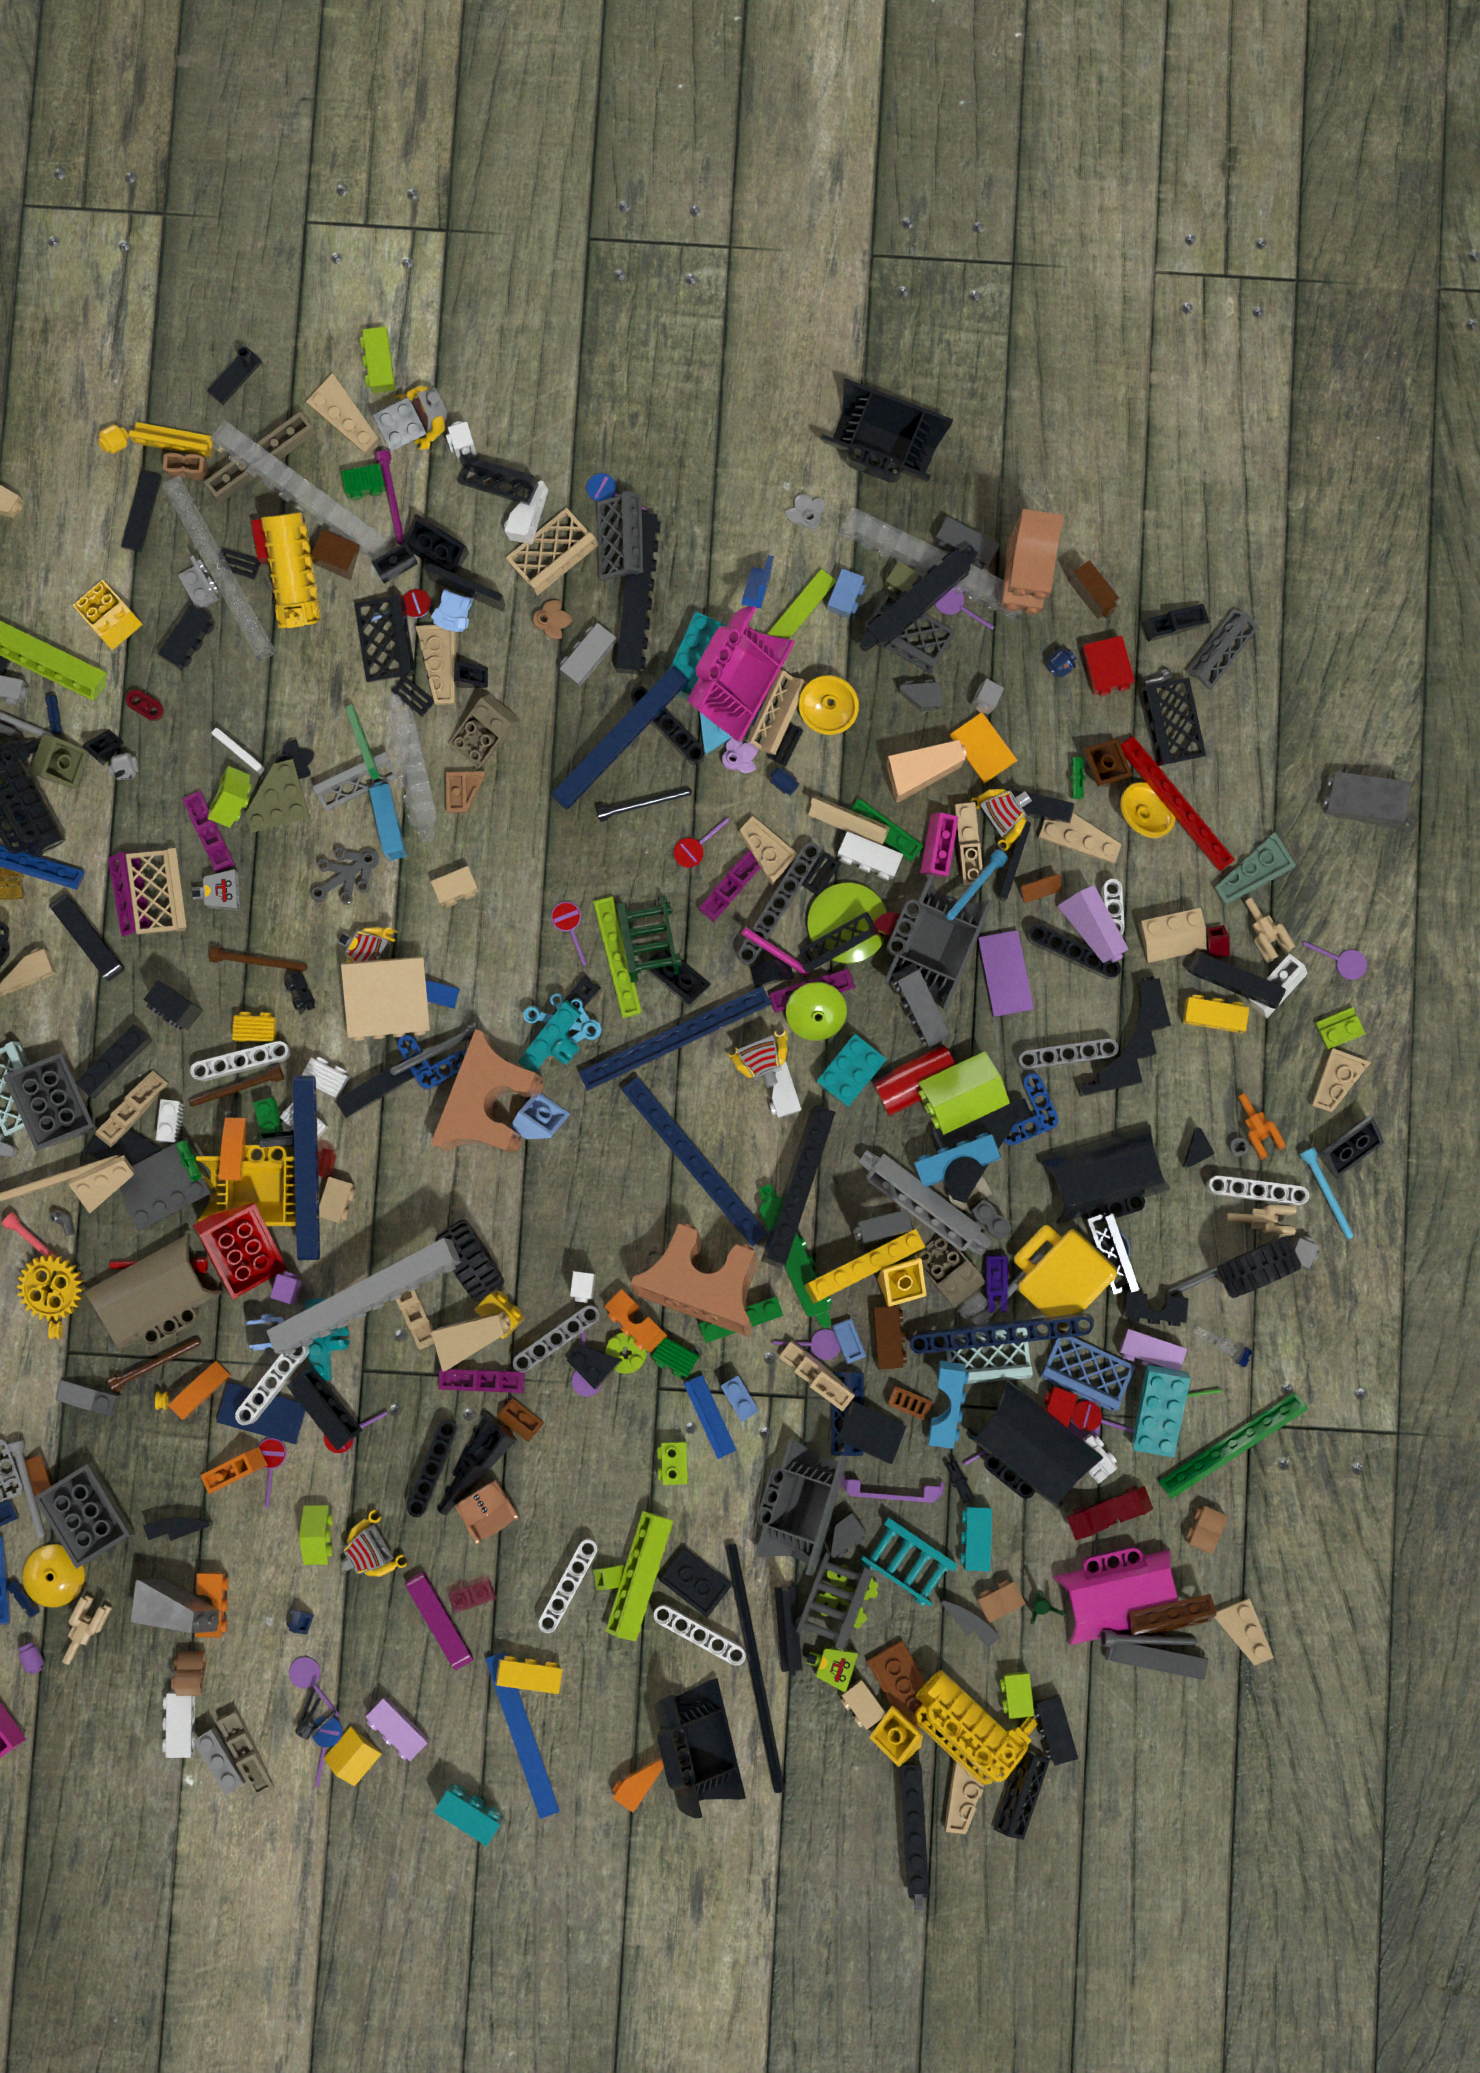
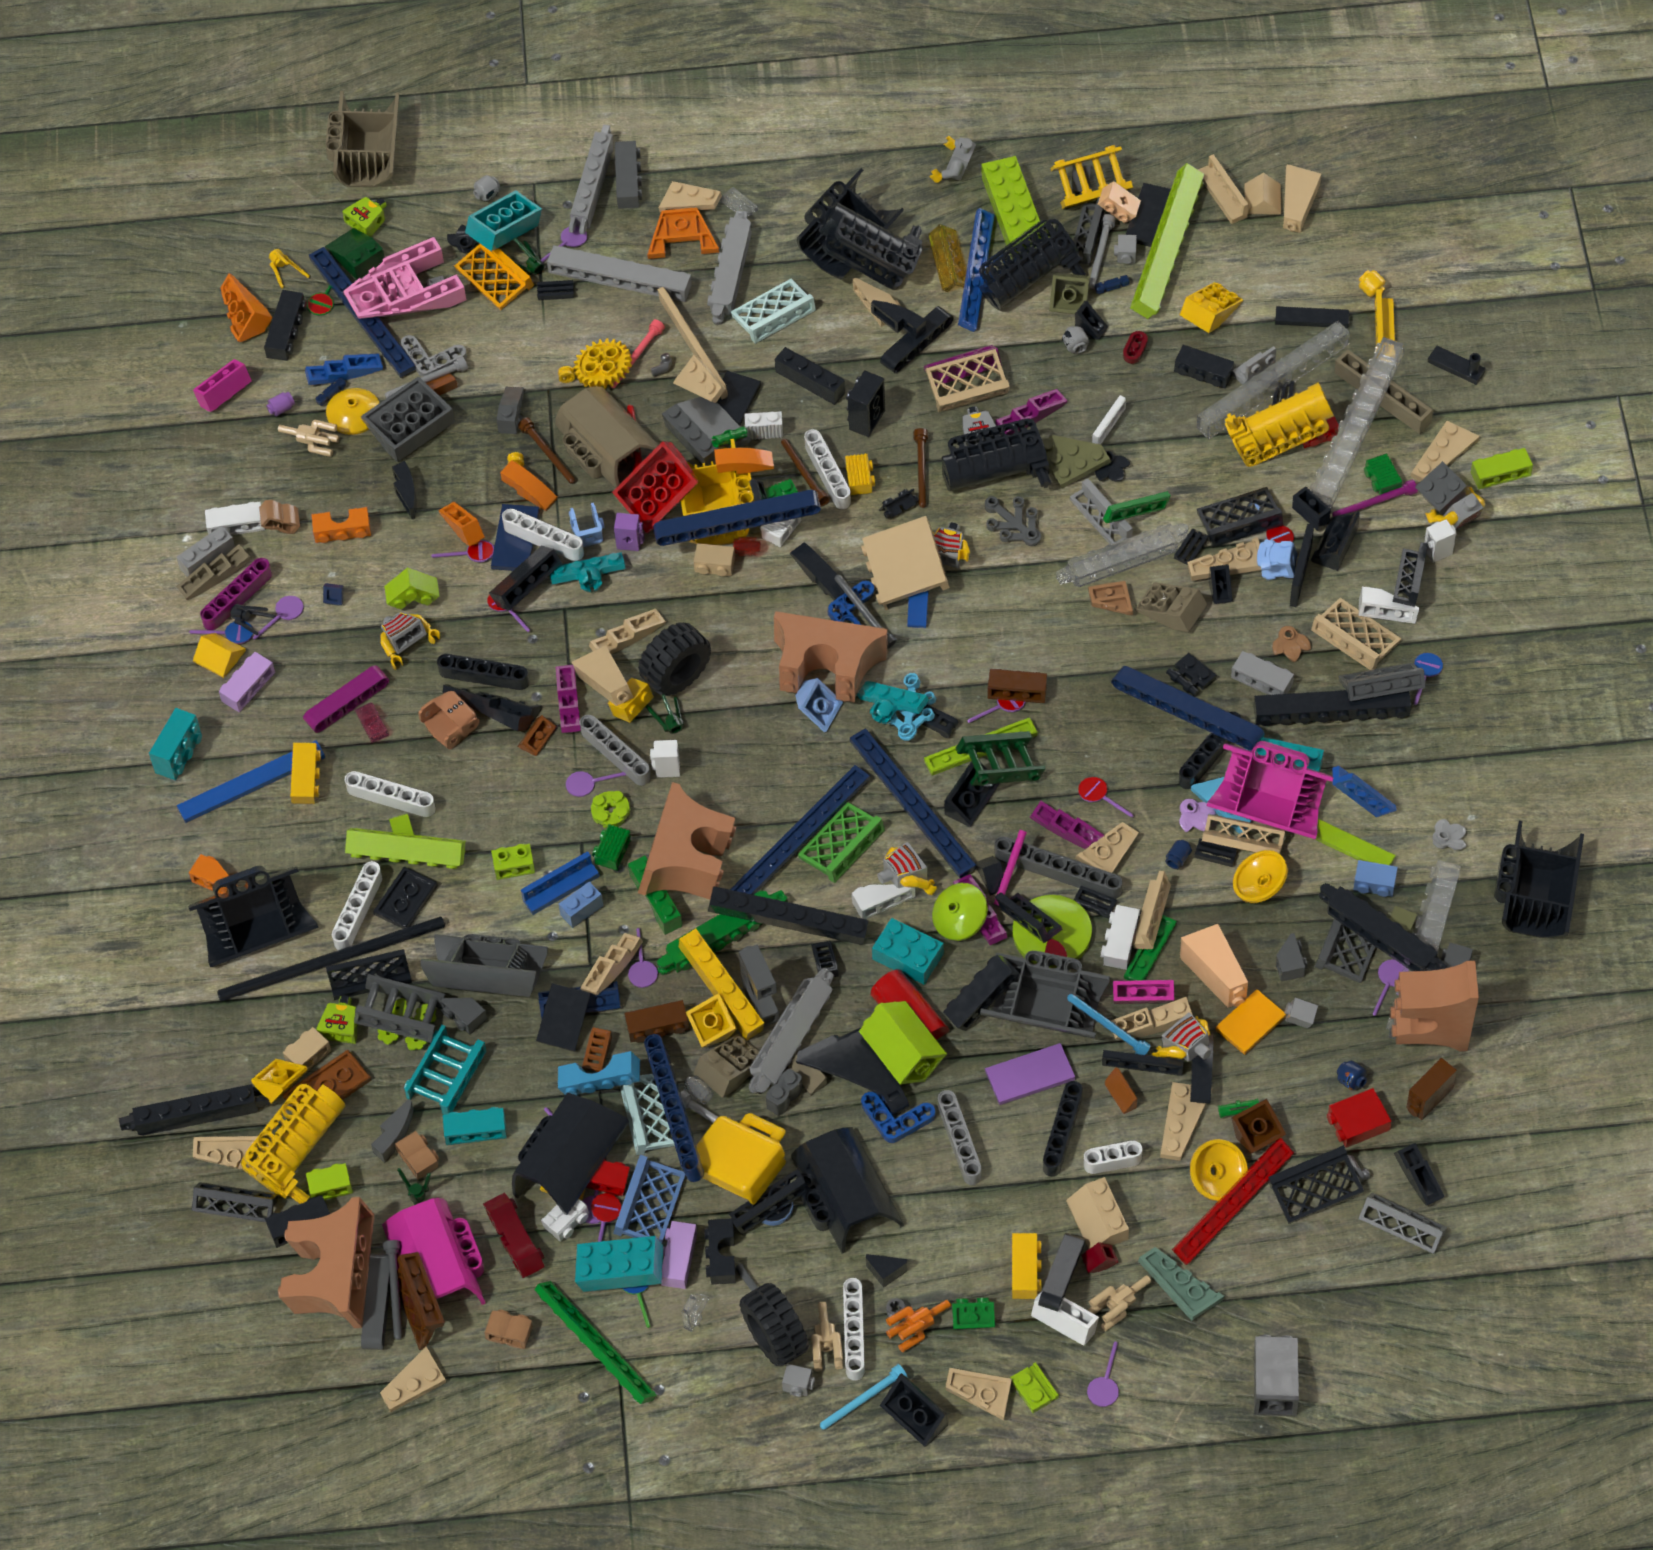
camera: 85 degrees right, 25 degrees down
(49, 1102) = (763, 331): dark grey slope -> none
(64, 951) = (899, 318): none -> black slope
(131, 1109) = (770, 397): tan slope -> none
(171, 1607) = (335, 488): flat silver slope -> none
(186, 466) = (1360, 337): medium nougat brick -> none
(231, 797) = (1064, 418): lime brick -> none
(269, 875) = (996, 456): none -> black piece
(281, 1741) = (241, 587): none -> magenta beam
(327, 1079) = (824, 533): white brick -> none
(335, 554) = (1308, 460): reddish brown slope -> none
(364, 1296) = (627, 573): light grey brick -> none
(388, 822) = (1066, 542): dark azure slope -> none
(455, 886) = (1020, 605): tan brick -> none
(532, 1272) = (673, 723): none -> dark green plant
(554, 906) = (1017, 685): none -> reddish brown brick
(568, 721) = (1193, 670): none -> black plate
(593, 1364) = (594, 782): black wing -> none
(606, 812) = (1115, 713): black piece -> none
(646, 1334) = (631, 810): orange arch -> none
(719, 1105) = (852, 848): none -> bright green fence
(848, 1341) = (648, 991): medium blue tile -> none
(859, 1149) = (834, 969): none -> black slope
(930, 1493) = (512, 1079): medium lavender piece -> none
(932, 1169) = (825, 1027): dark azure arch -> none
(960, 1481) = (527, 1105): black pin -> none
(997, 1281) = (722, 1106): dark purple hinge -> none
(1094, 923) = (1091, 1134): lavender slope -> none
(1121, 1688) = (341, 1276): none -> nougat piece
(1125, 1069) = (955, 1191): black arch -> none
(1243, 1360) = (684, 1341): clear blue tile -> none
(1256, 1072) = (973, 1314): none -> green bracket

